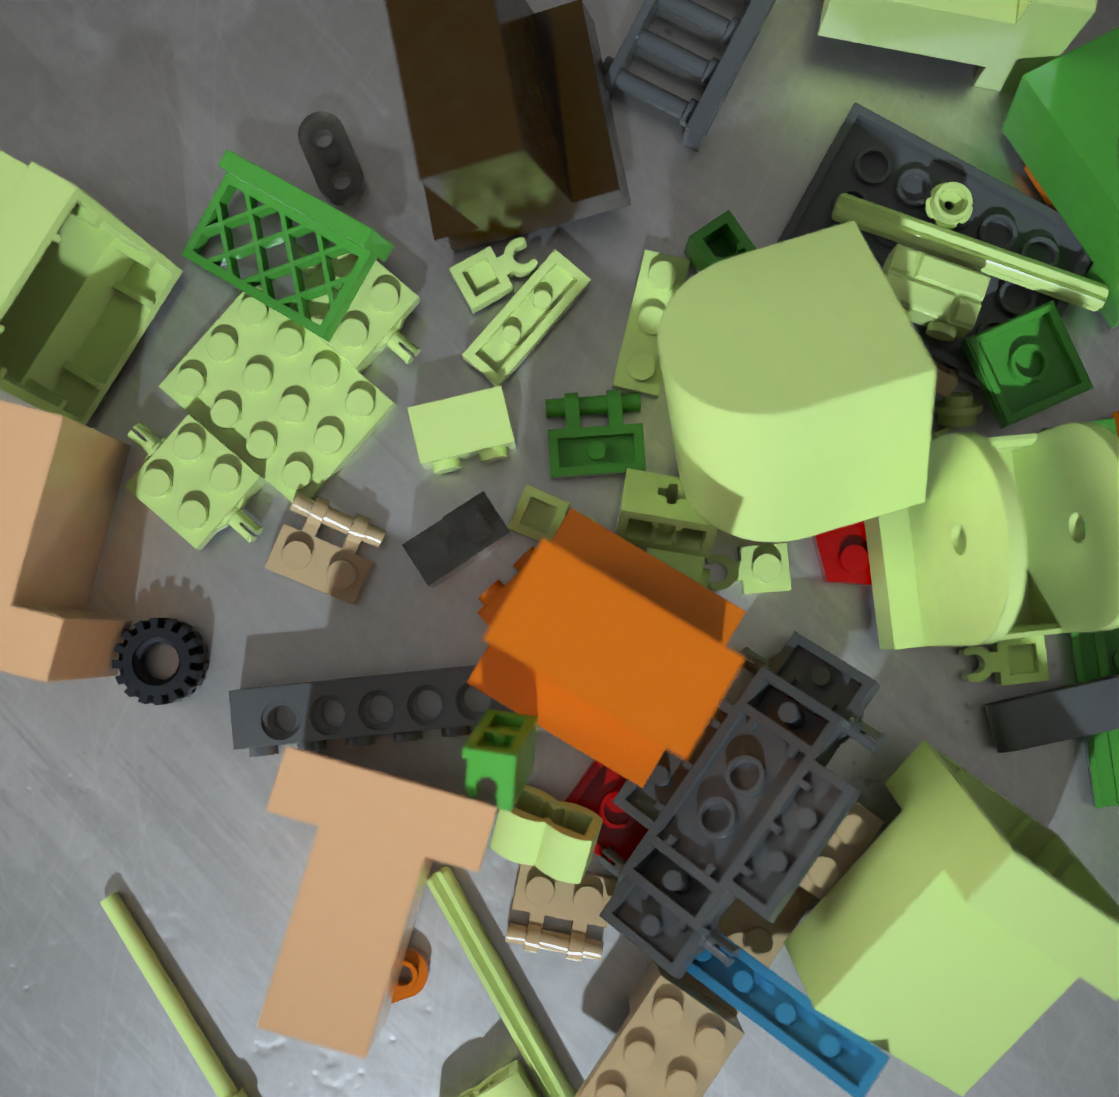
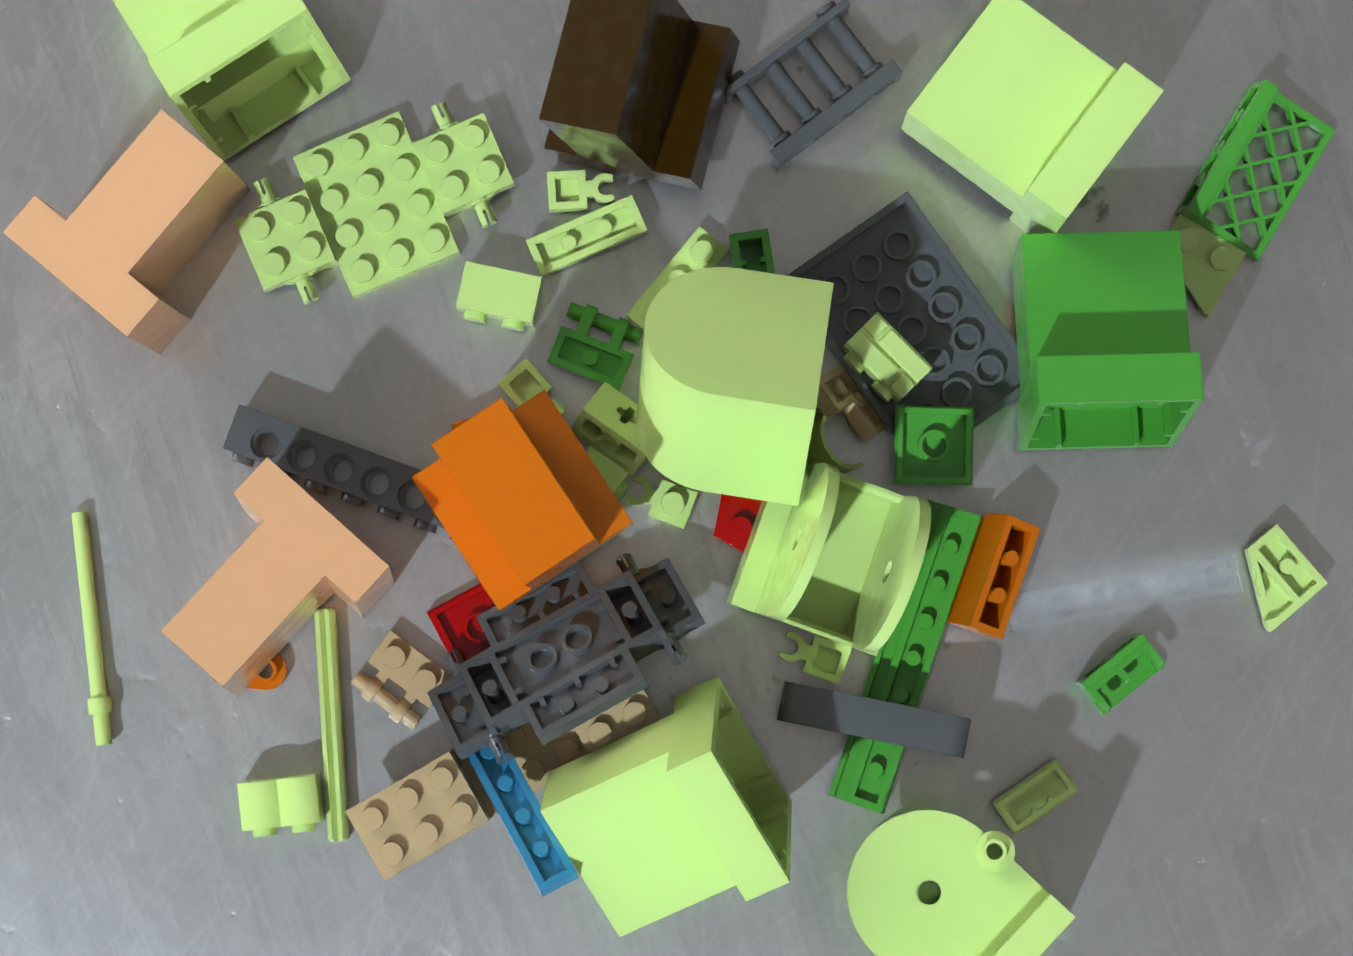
camera: 25 degrees right, 0 degrees up
(132, 661) = (182, 343): black tyre -> none
(296, 206) = (453, 73): bright green fence -> none
(318, 562) = (346, 340): tan plate -> none
(331, 161) = (500, 49): clear smoke plate -> none
(457, 540) = (456, 375): clear smoke hinge -> none
(503, 751) = (414, 534): bright green hinge -> none
(547, 834) = (417, 616): yellowish green brick -> none
(957, 410) = (871, 455): yellowish green plate -> none
(958, 196) = (939, 291): yellowish green plate -> none
(971, 252) = (934, 343): yellowish green axle -> none

